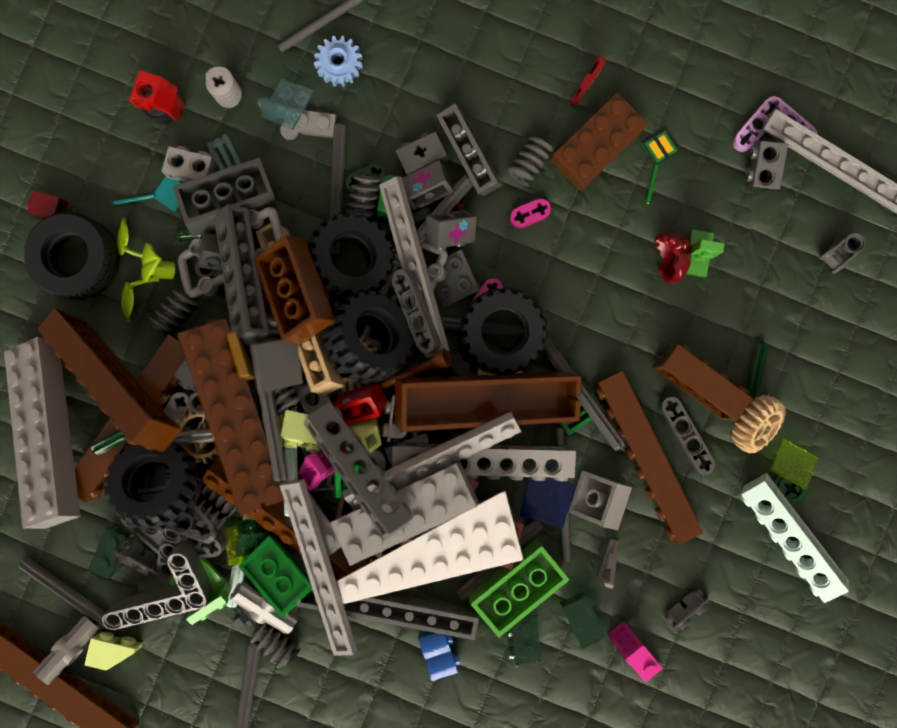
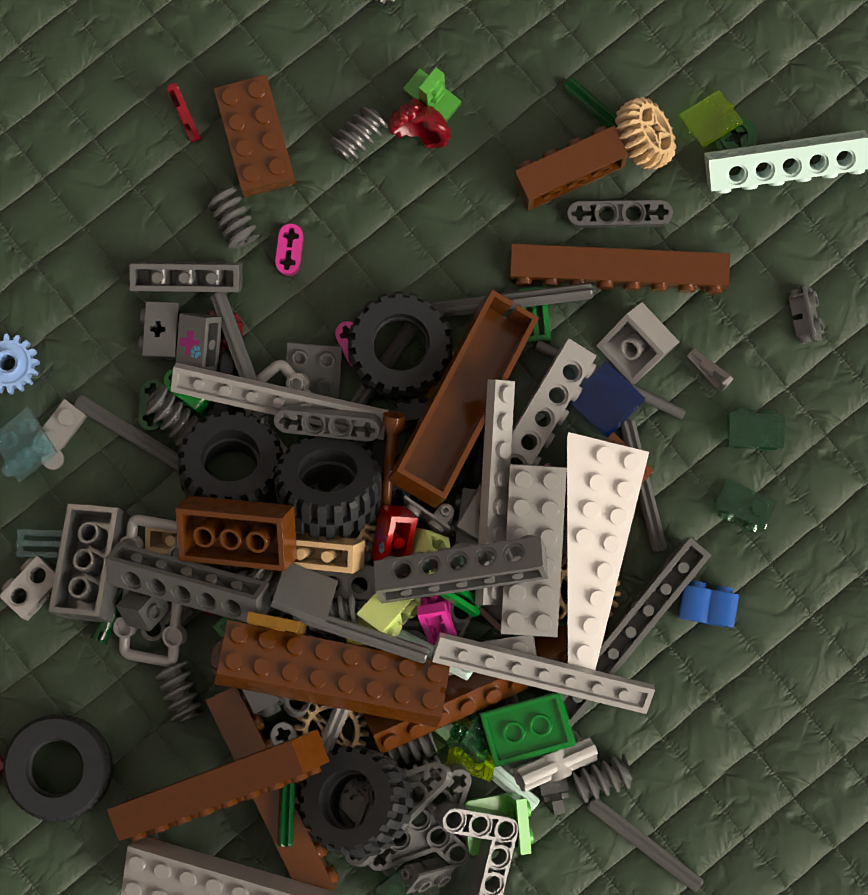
camera: 60 degrees left, 5 degrees down
(150, 267) = (123, 679): lime plant -> none
(164, 194) = (44, 630): teal piece -> none
(450, 229) = (260, 342): dark grey brick -> none
(517, 591) = (682, 480): bright green brick -> none
(634, 651) = (820, 394): dark pink bracket -> none
(642, 215) = (358, 133): none -> dark grey piece
(660, 148) = (297, 74): piece -> none

